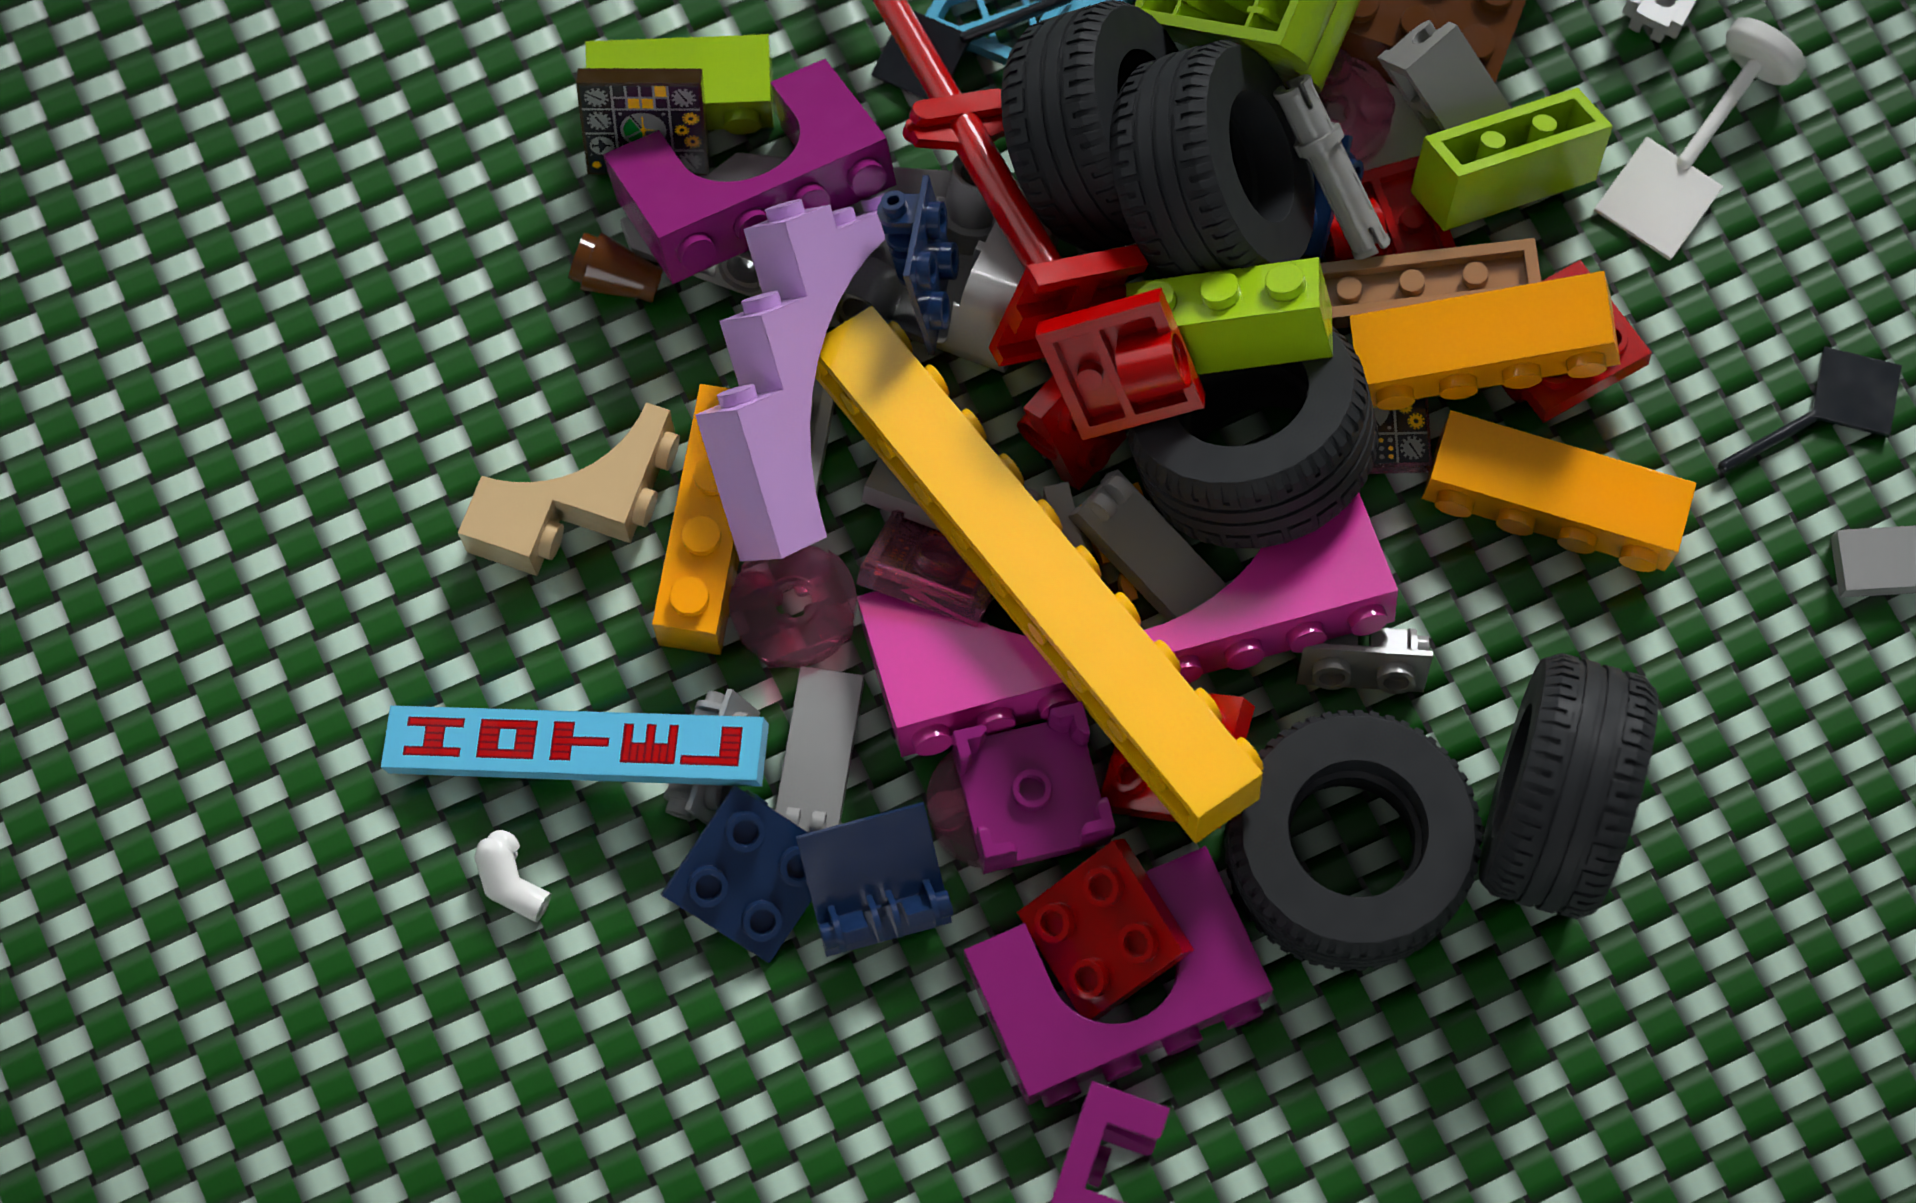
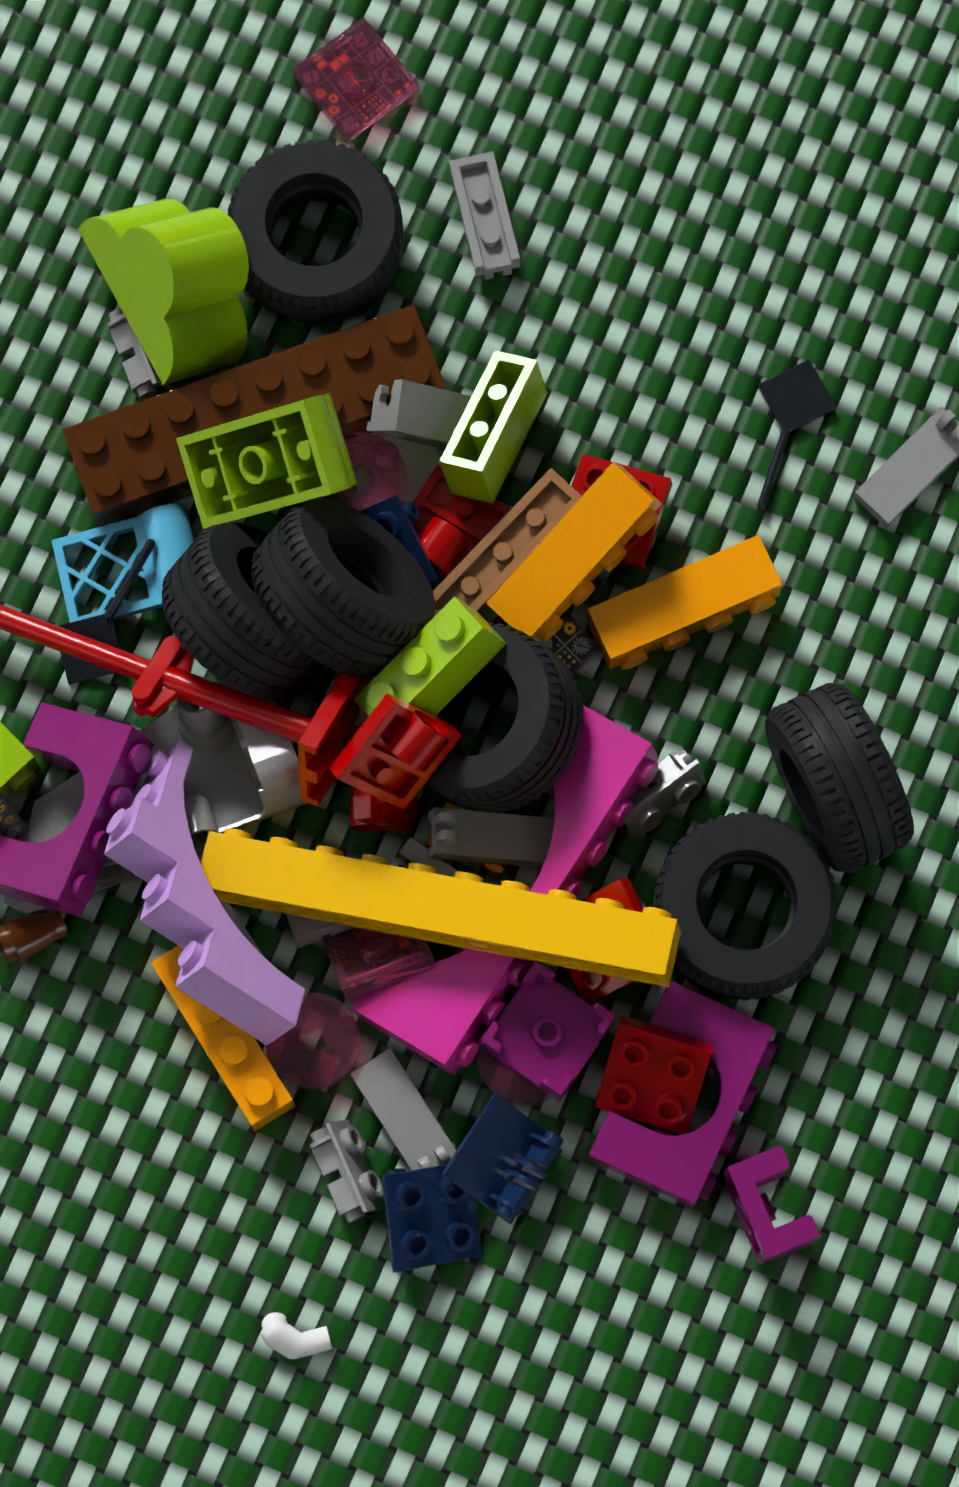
camera: 40 degrees left, 5 degrees up
(576, 745) = (267, 1232): medium azure tile -> none
(612, 496) = (154, 1070): tan arch -> none
(921, 254) = (214, 776): dark blue hinge -> none
(1322, 147) = (388, 519): light grey pin -> none
(1663, 195) = (589, 368): white piece -> none

